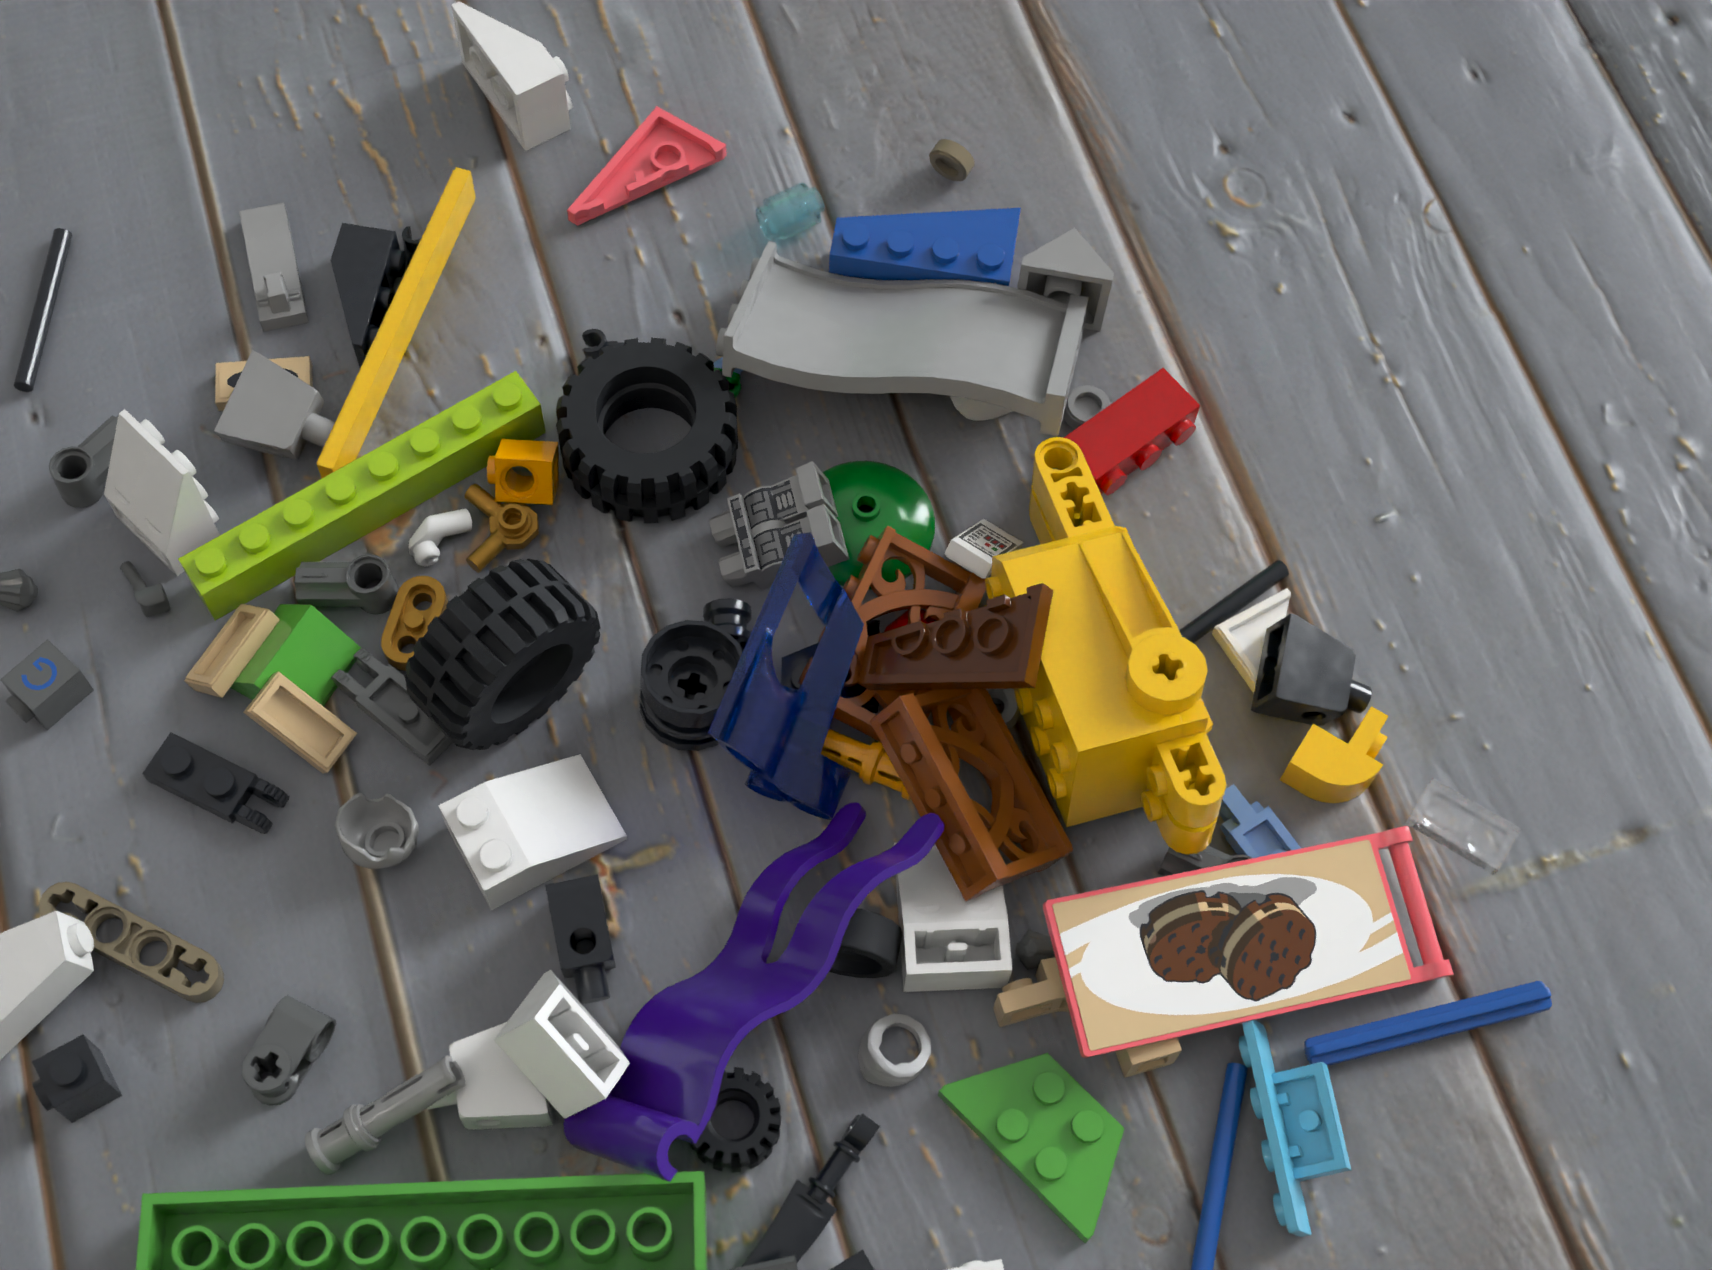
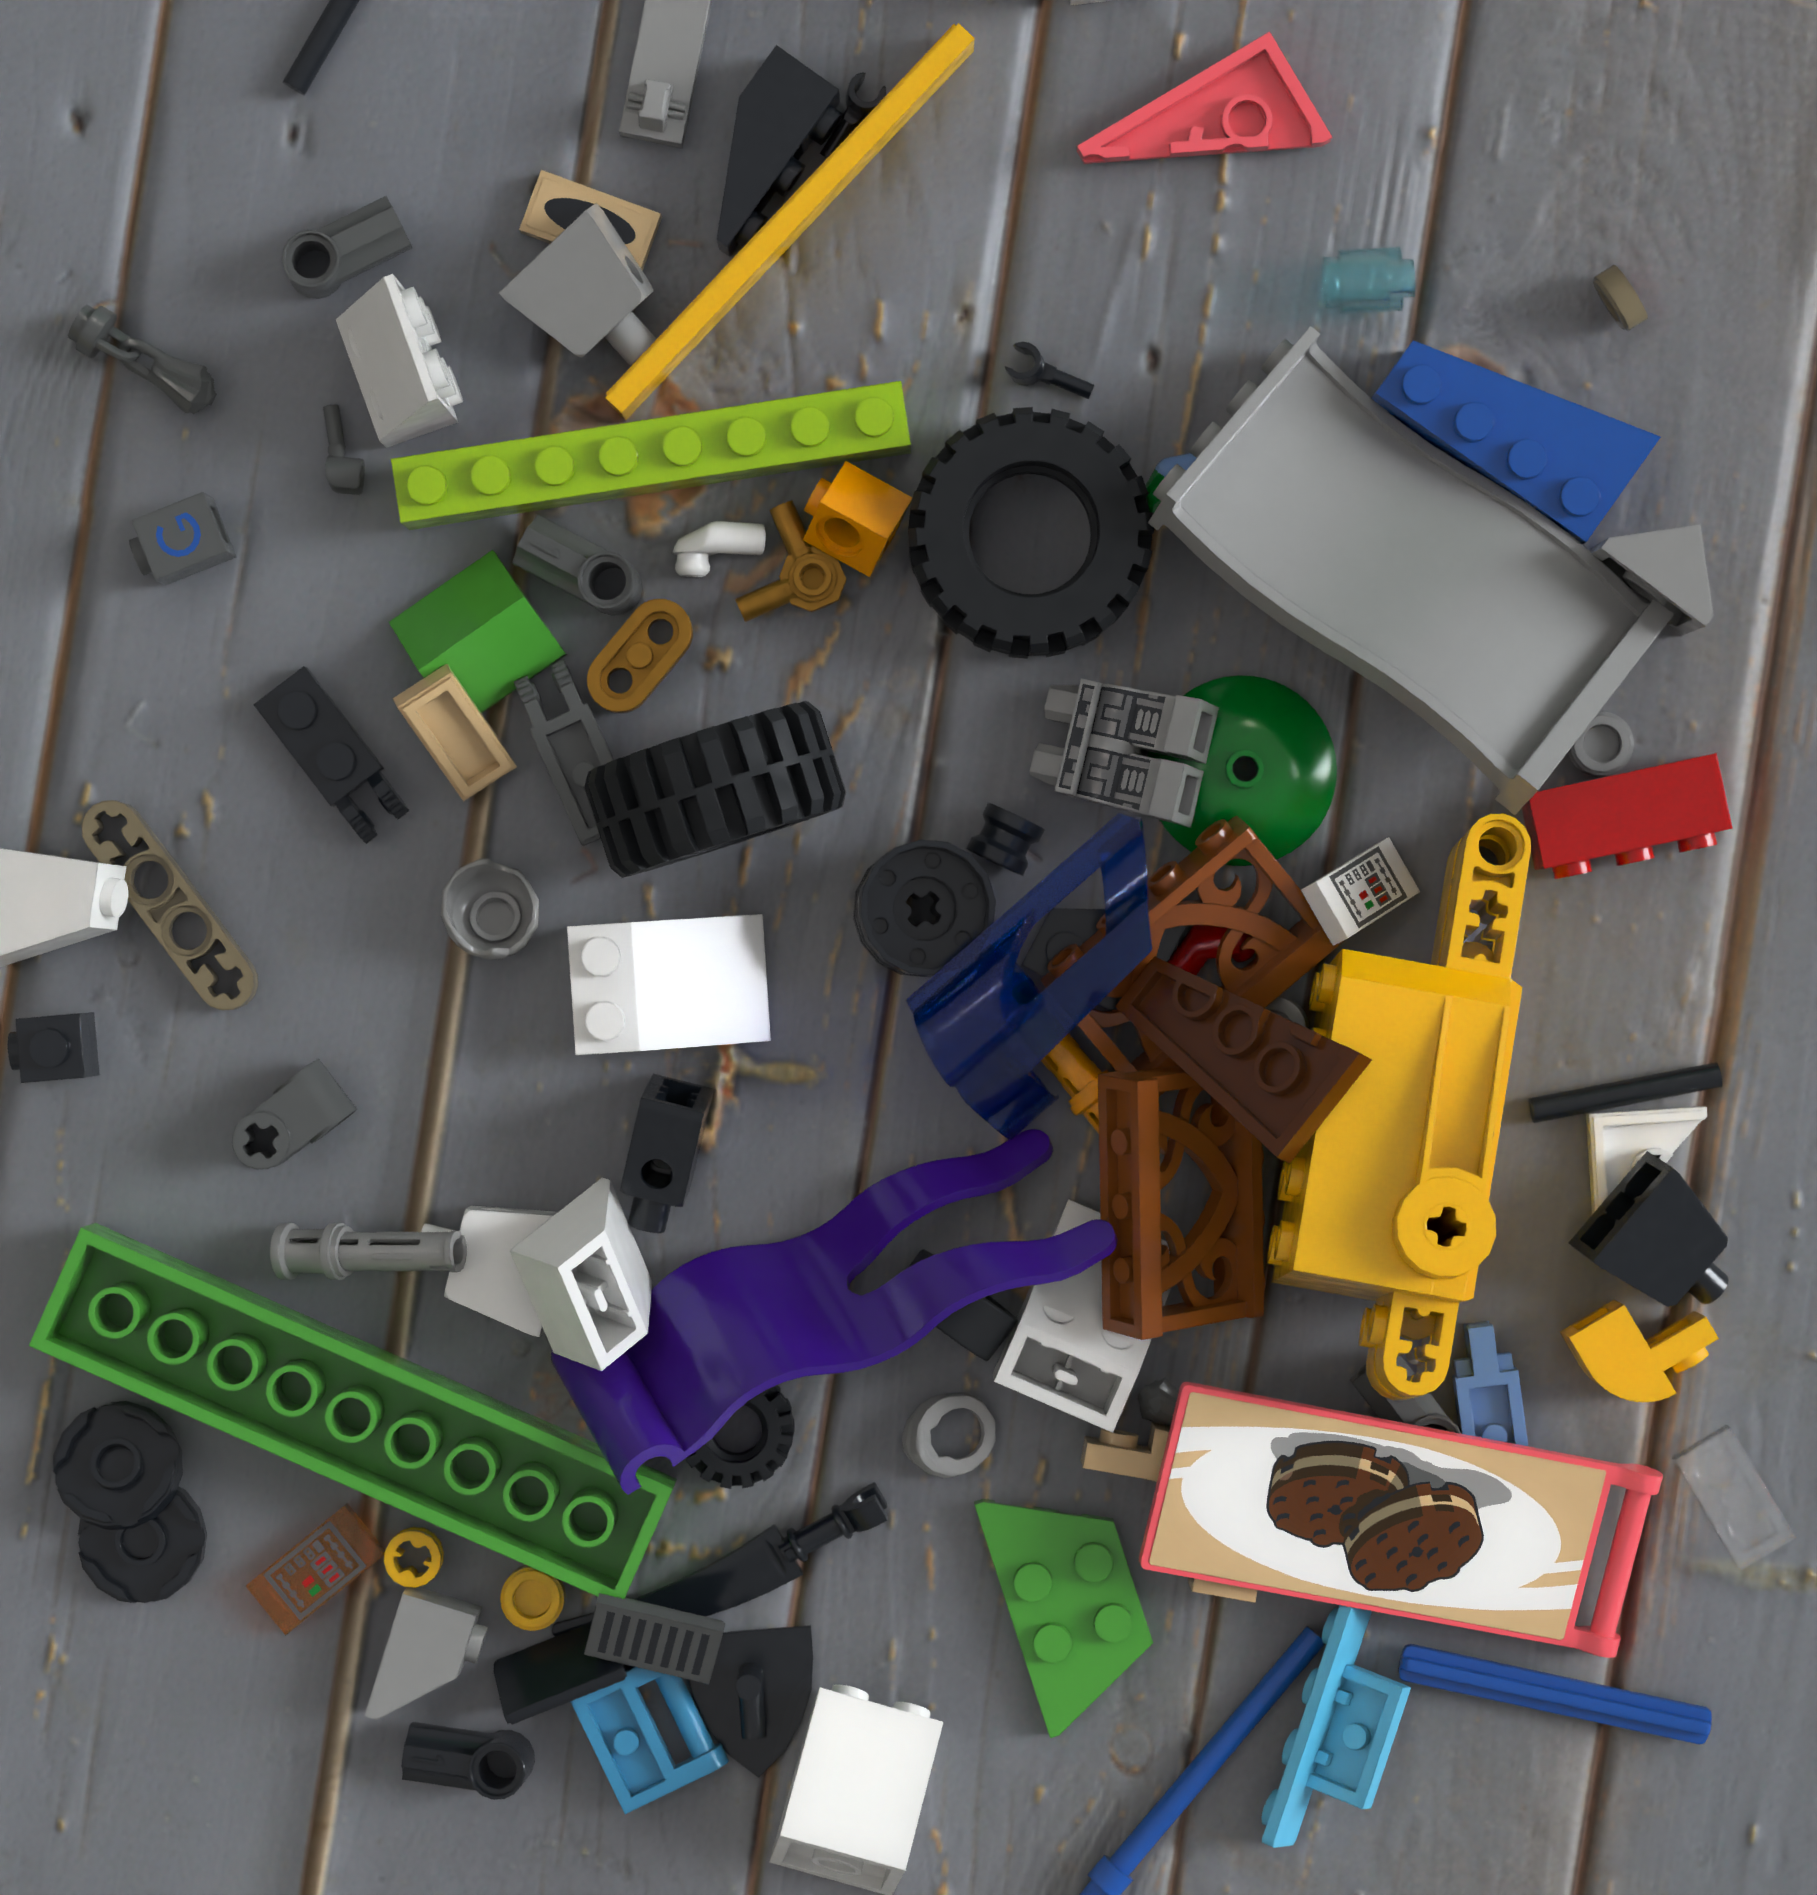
camera: 30 degrees right, 25 degrees up
(231, 650) = (413, 592): tan tile -> none

